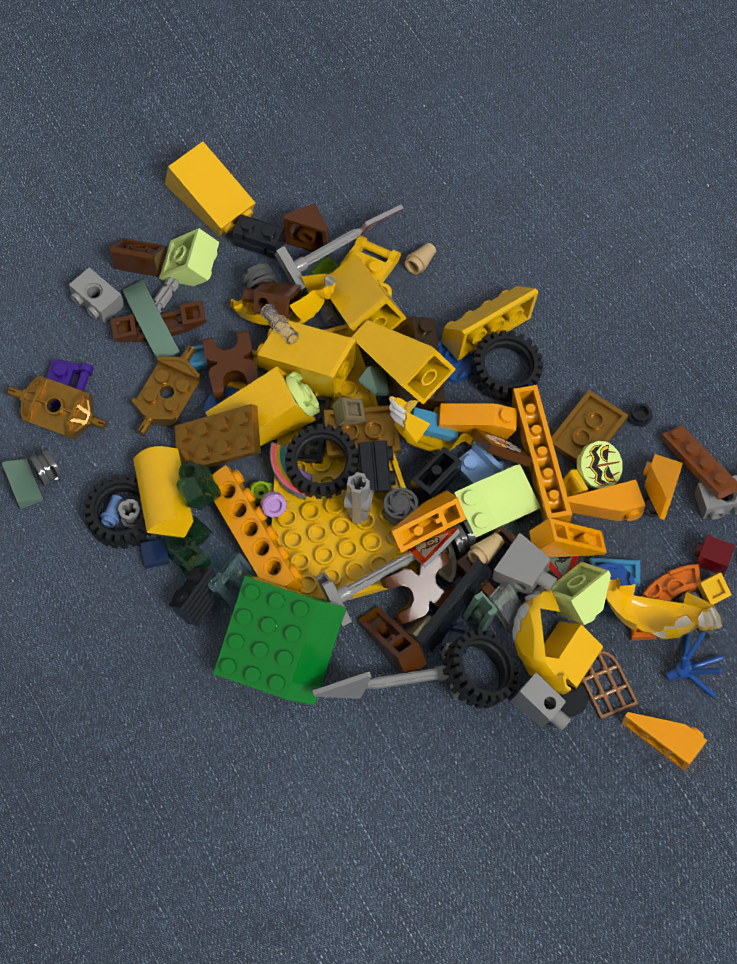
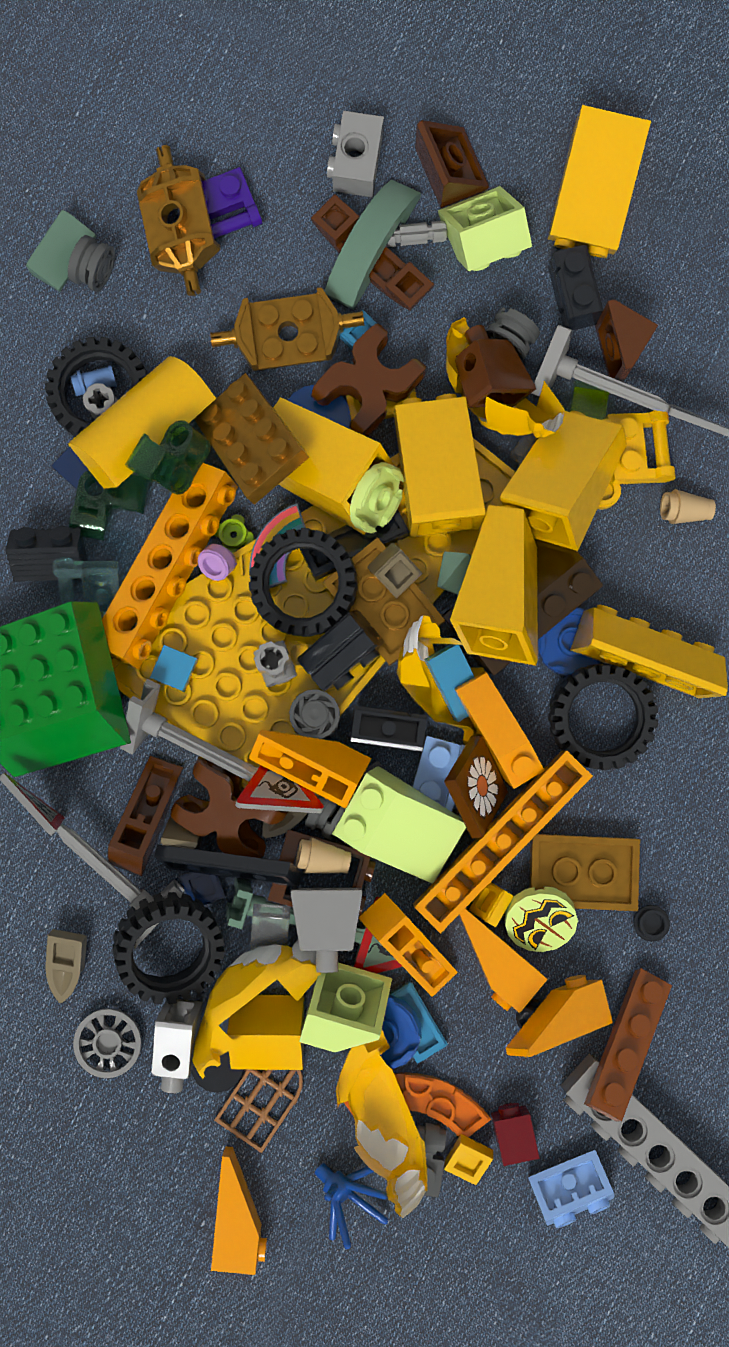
camera: 55 degrees right, 20 degrees up
(279, 324) = (449, 403): clear pin -> none
(316, 565) = (174, 668): none -> dark azure tile
(449, 742) = (64, 962): none -> dark tan plate
(514, 749) = (107, 1043): none -> light grey wheel

